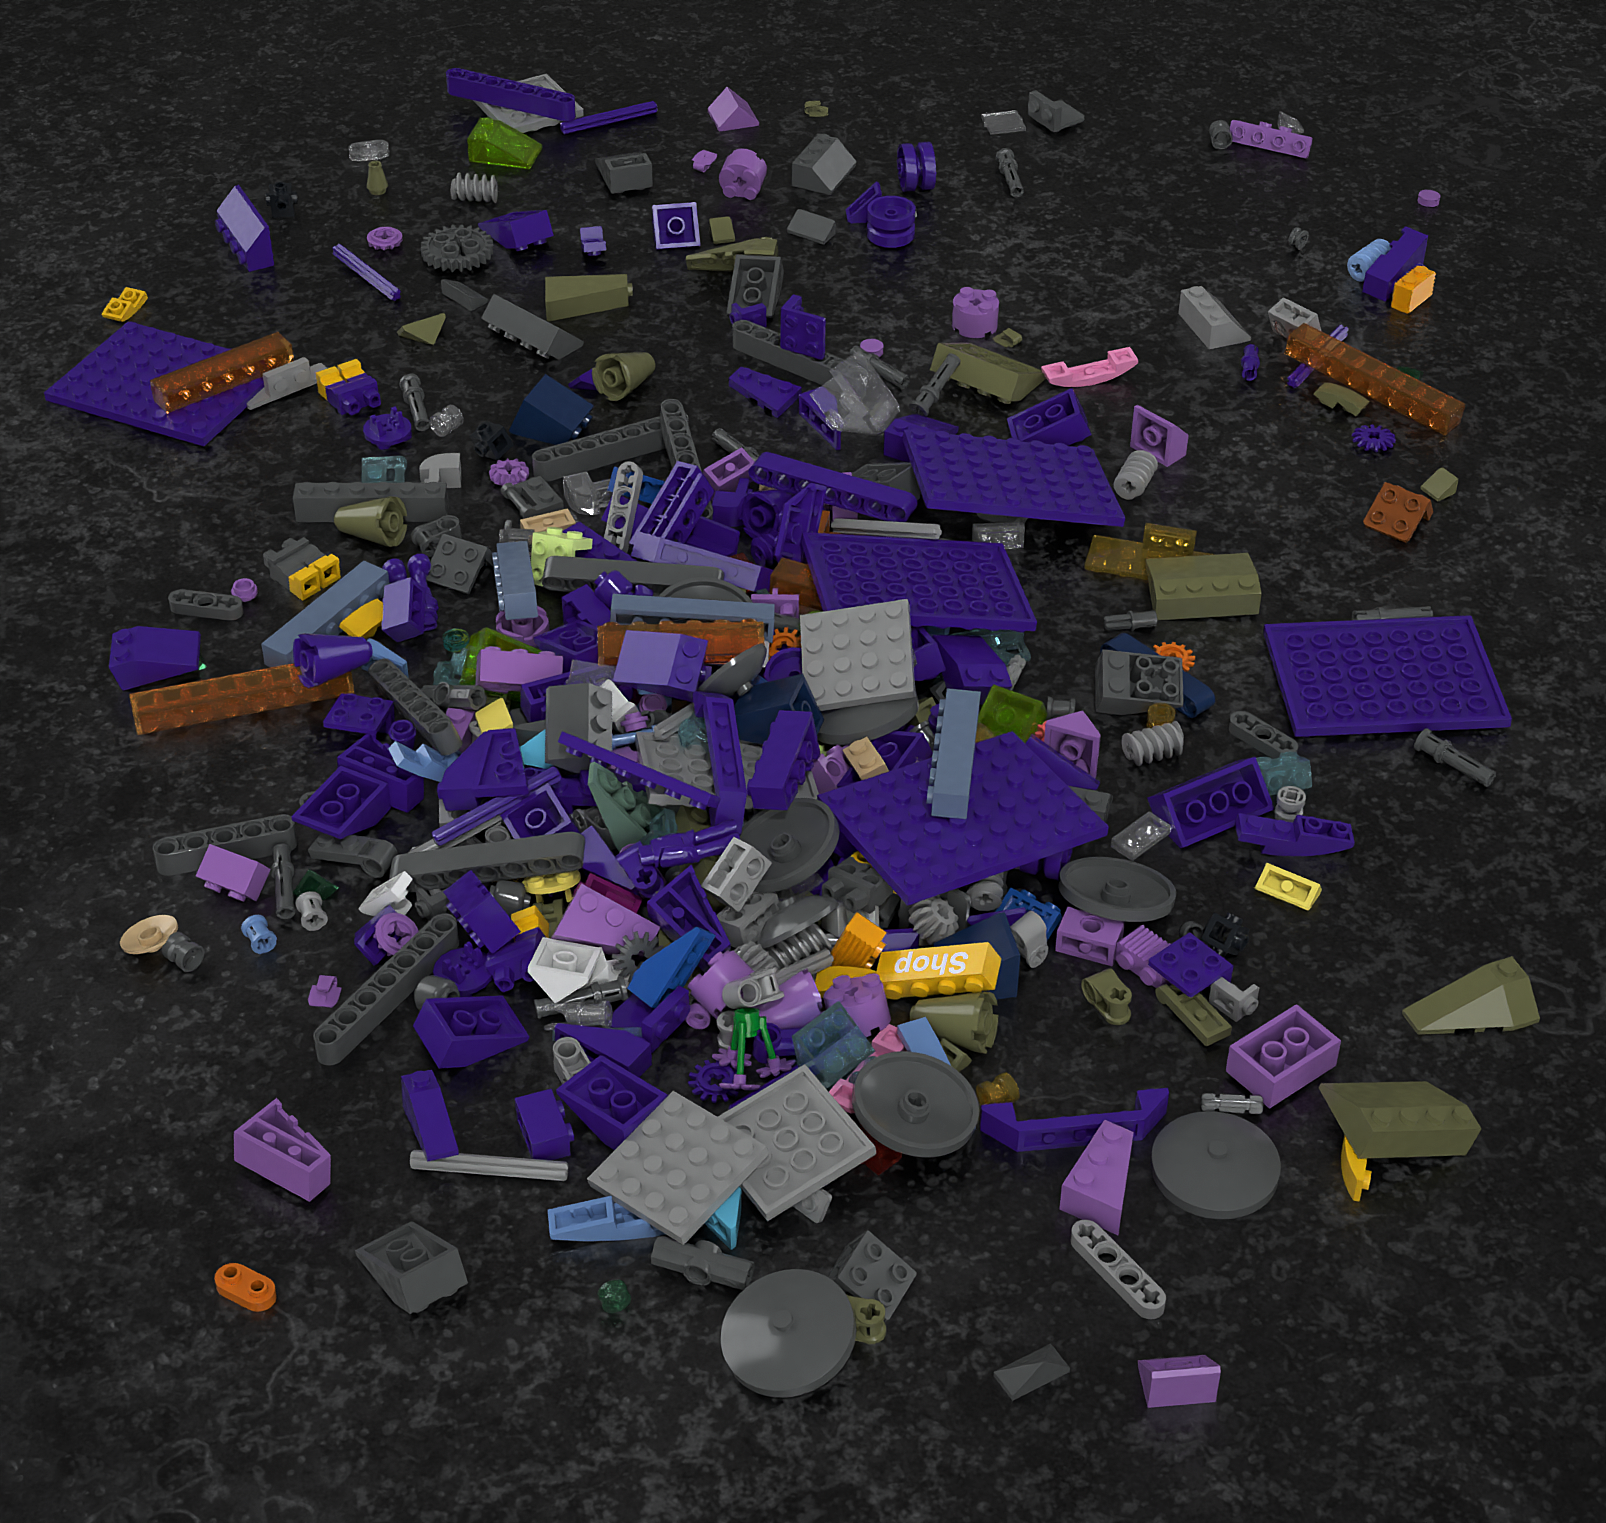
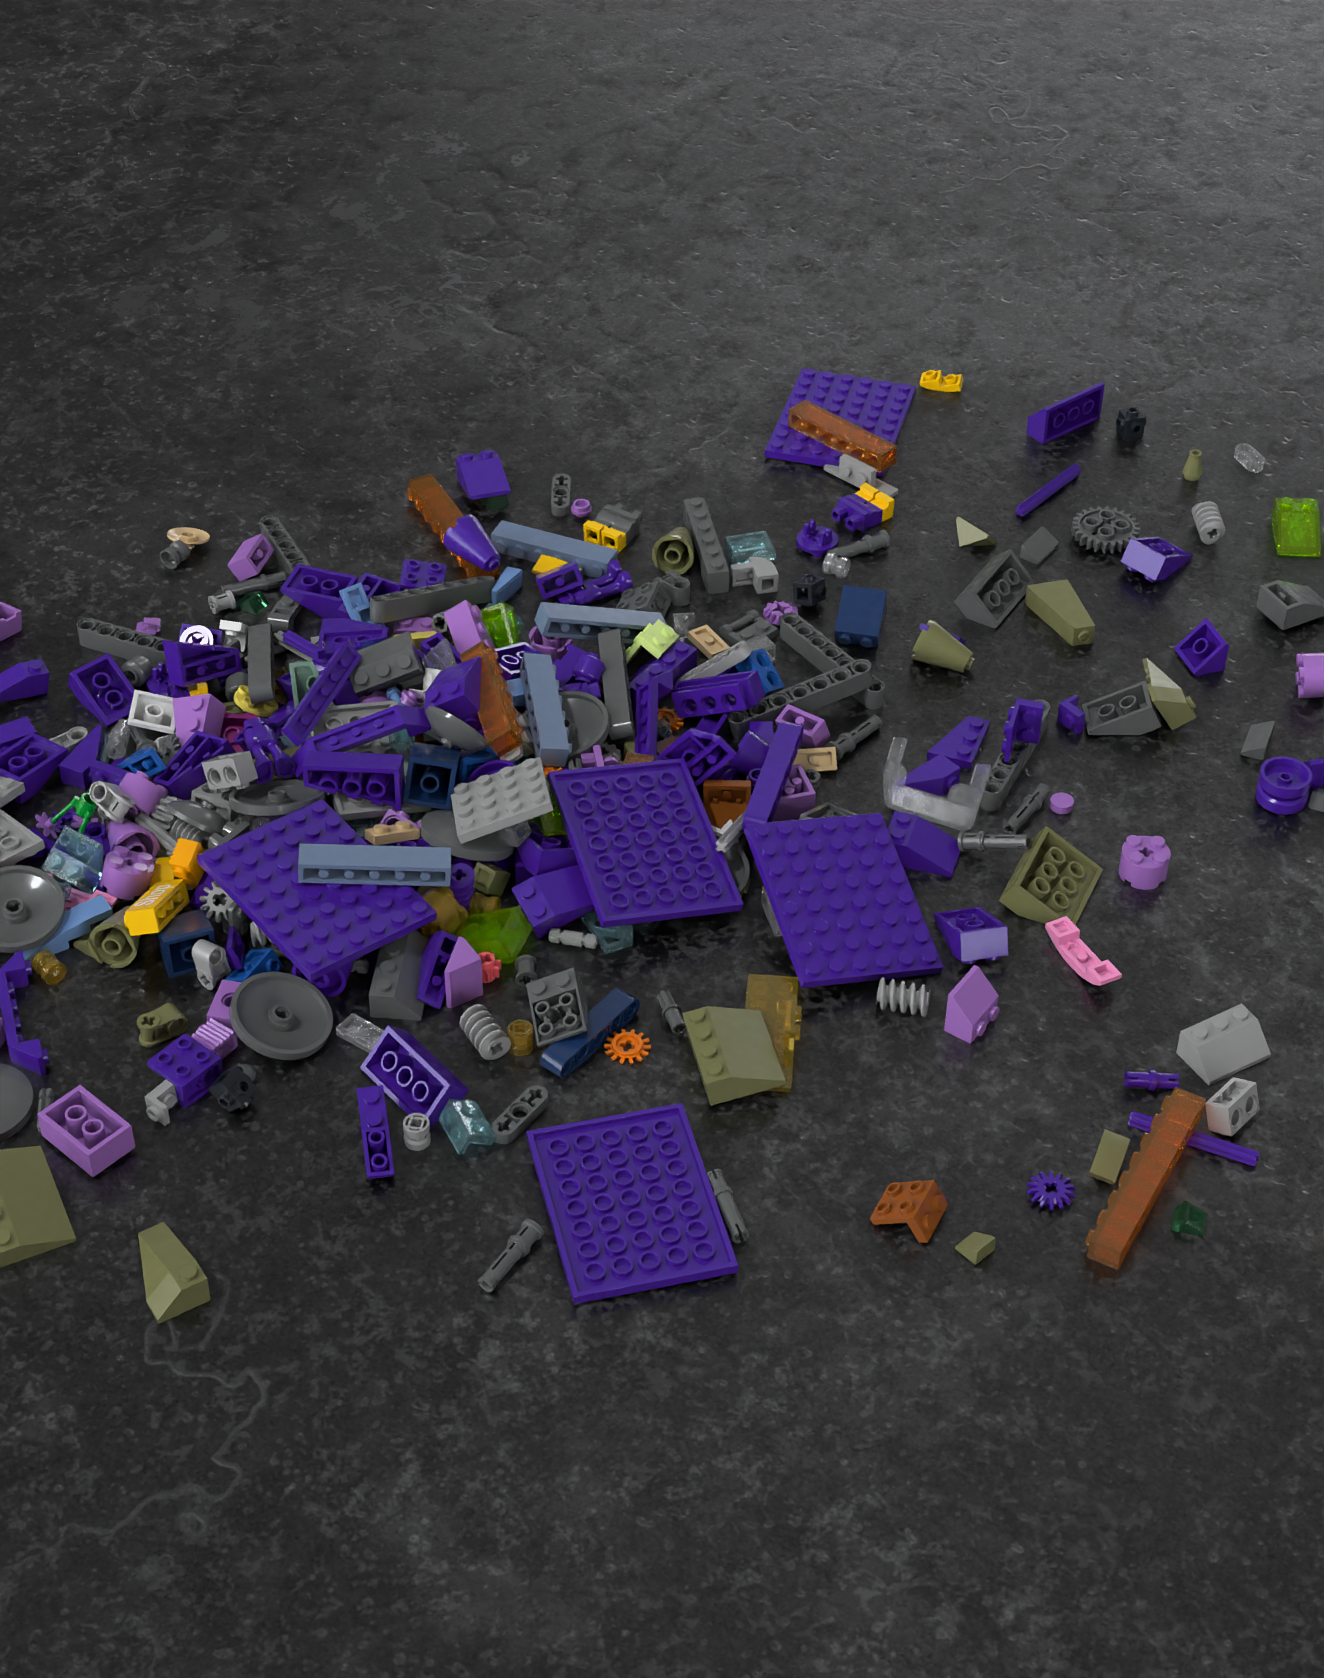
camera: 80 degrees right, 0 degrees up
(259, 934) = (196, 583): medium blue bush -> none
(377, 237) = (1111, 491): medium lavender gear -> none
(592, 240) = (1154, 606): dark purple bracket -> none
(721, 230) = (1221, 682): olive slope -> none
(1008, 338) = (1126, 897): olive piece -> none
(1195, 1014) = (136, 1086): olive plate -> none
(1288, 887) = (316, 1140): light yellow slope -> none

